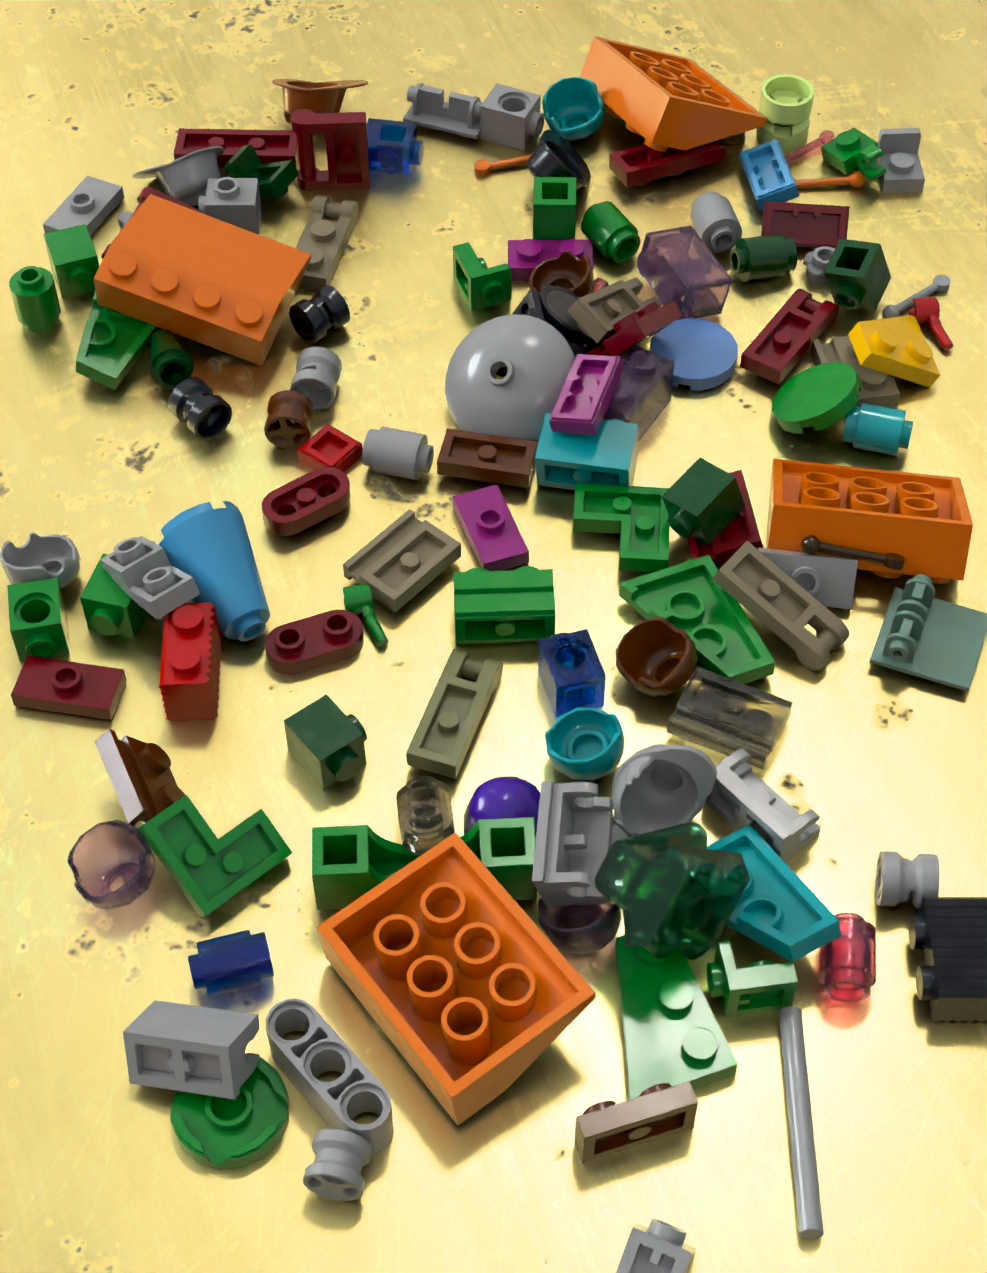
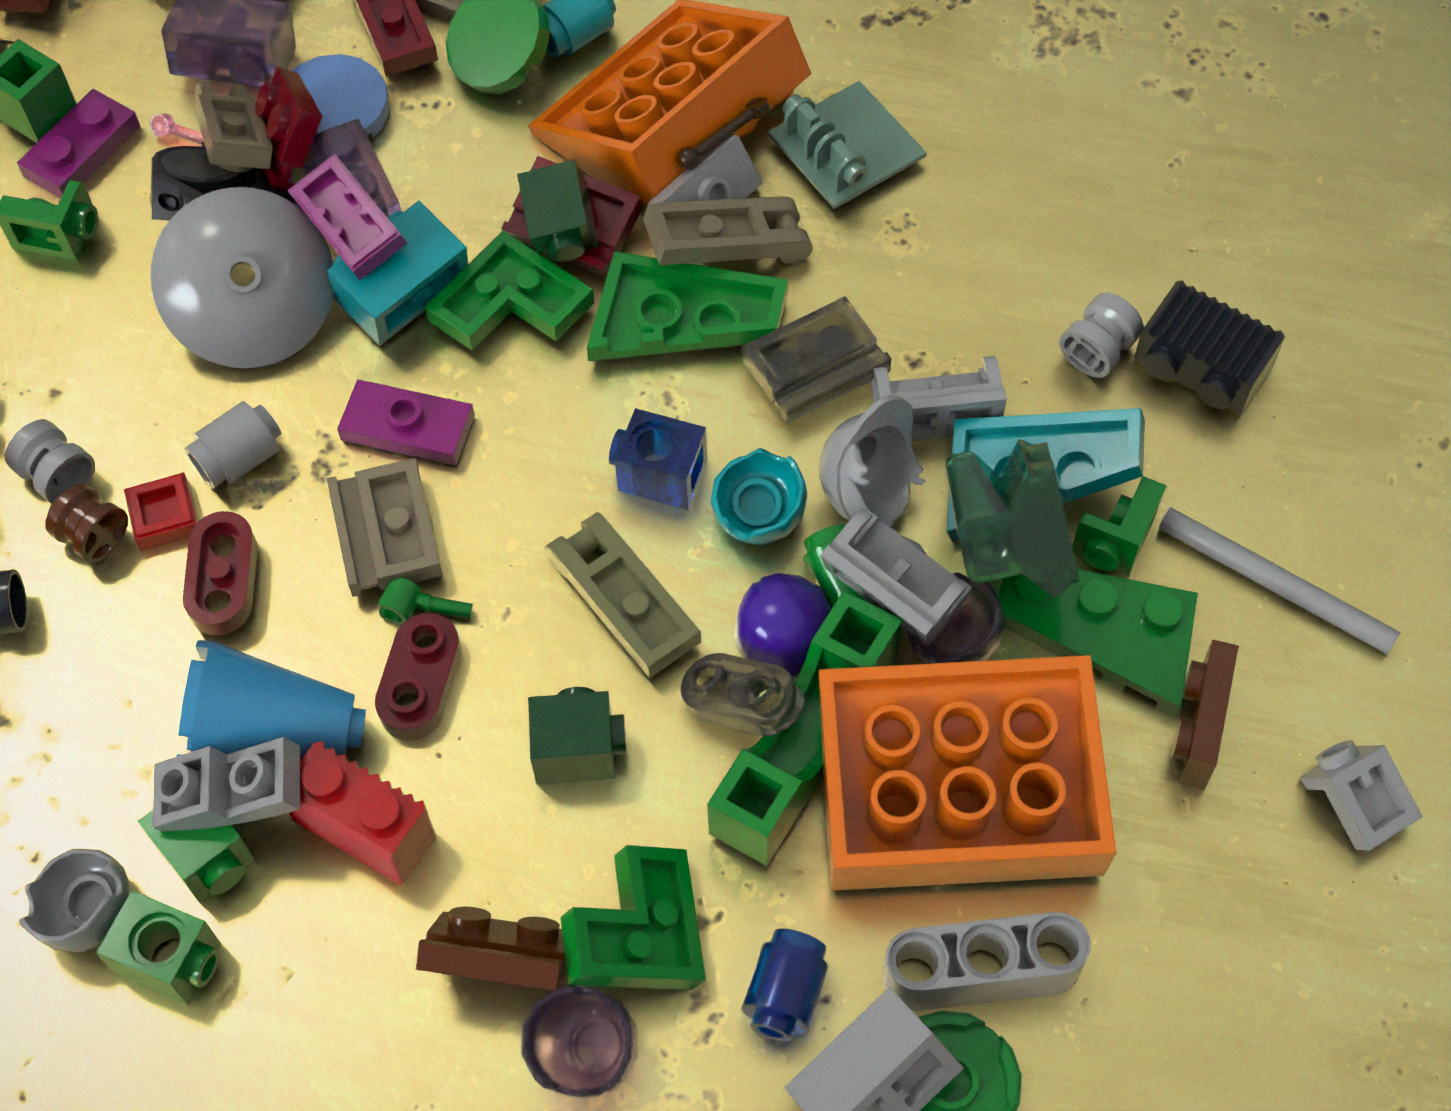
camera: 55 degrees left, 10 degrees up
(69, 687) = (277, 966): dark red plate -> none
(338, 1164) = (1089, 1009): light grey wheel -> none
(487, 458) = (312, 366): reddish brown plate -> none
(504, 605) = (526, 467): green brick -> none
(566, 272) = (126, 144): reddish brown hair -> none
(610, 232) = (100, 64): green brick -> none
(656, 657) = (707, 372): reddish brown hair -> none
(849, 961) = (1165, 436): clear pink brick -> none

